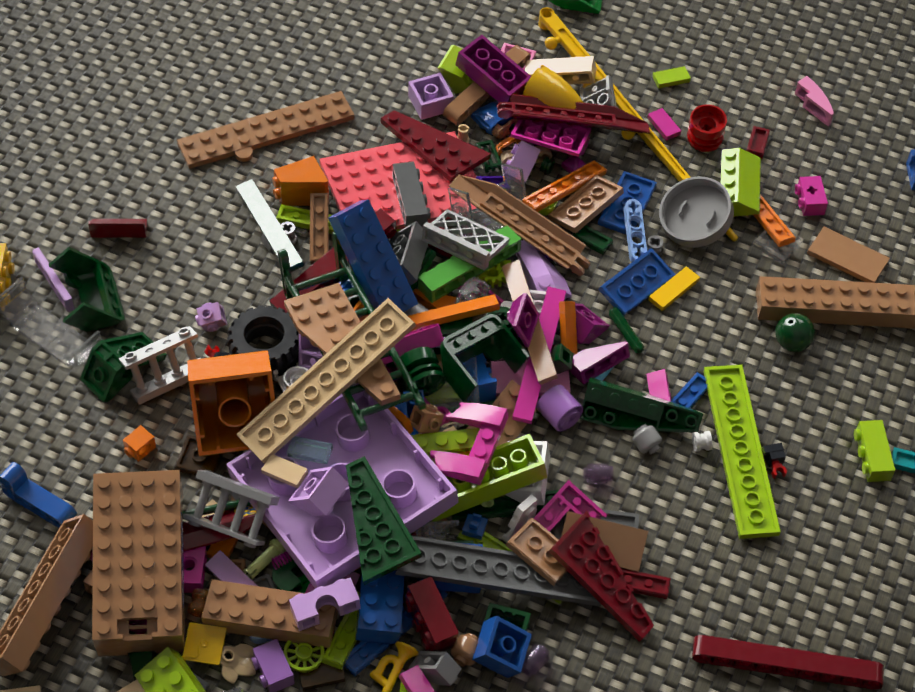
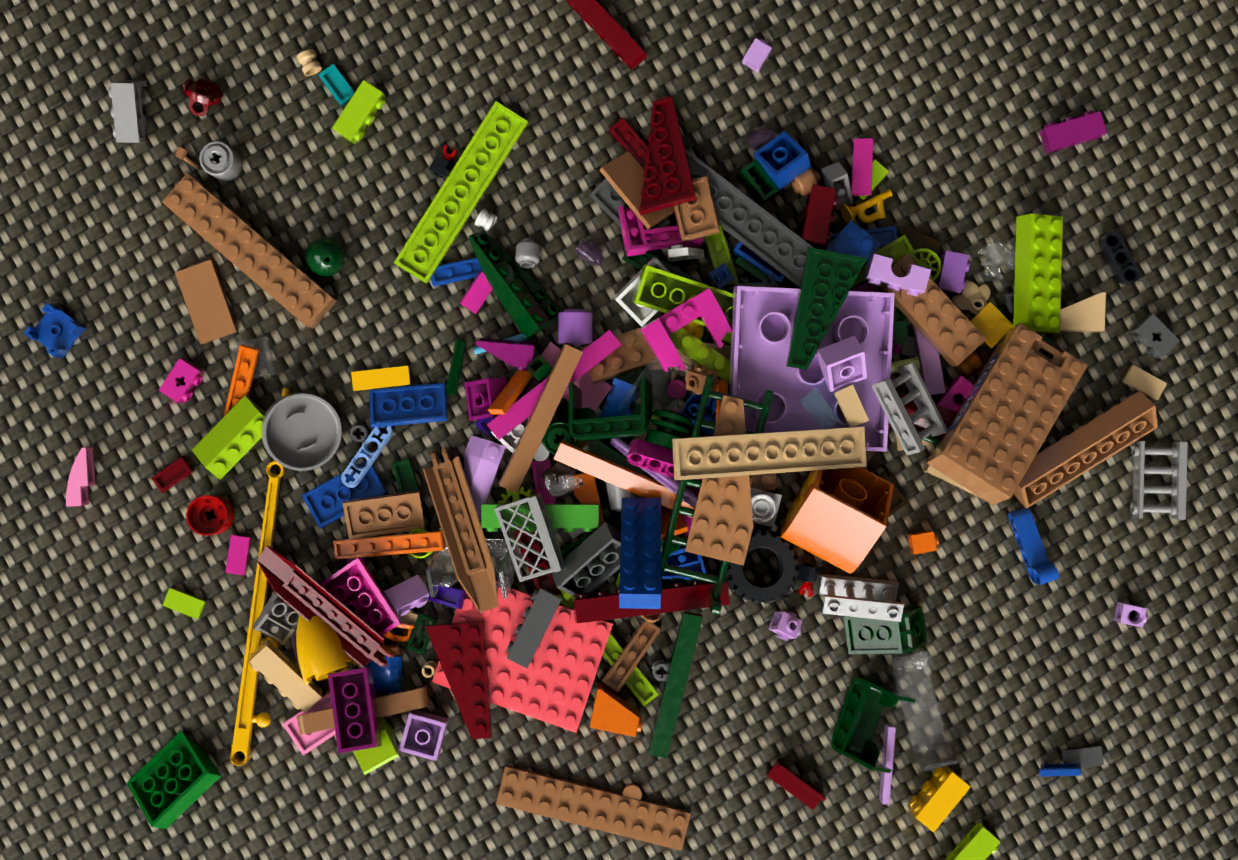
camera: 140 degrees left, 35 degrees up
(523, 318) = (554, 413): magenta slope -> none

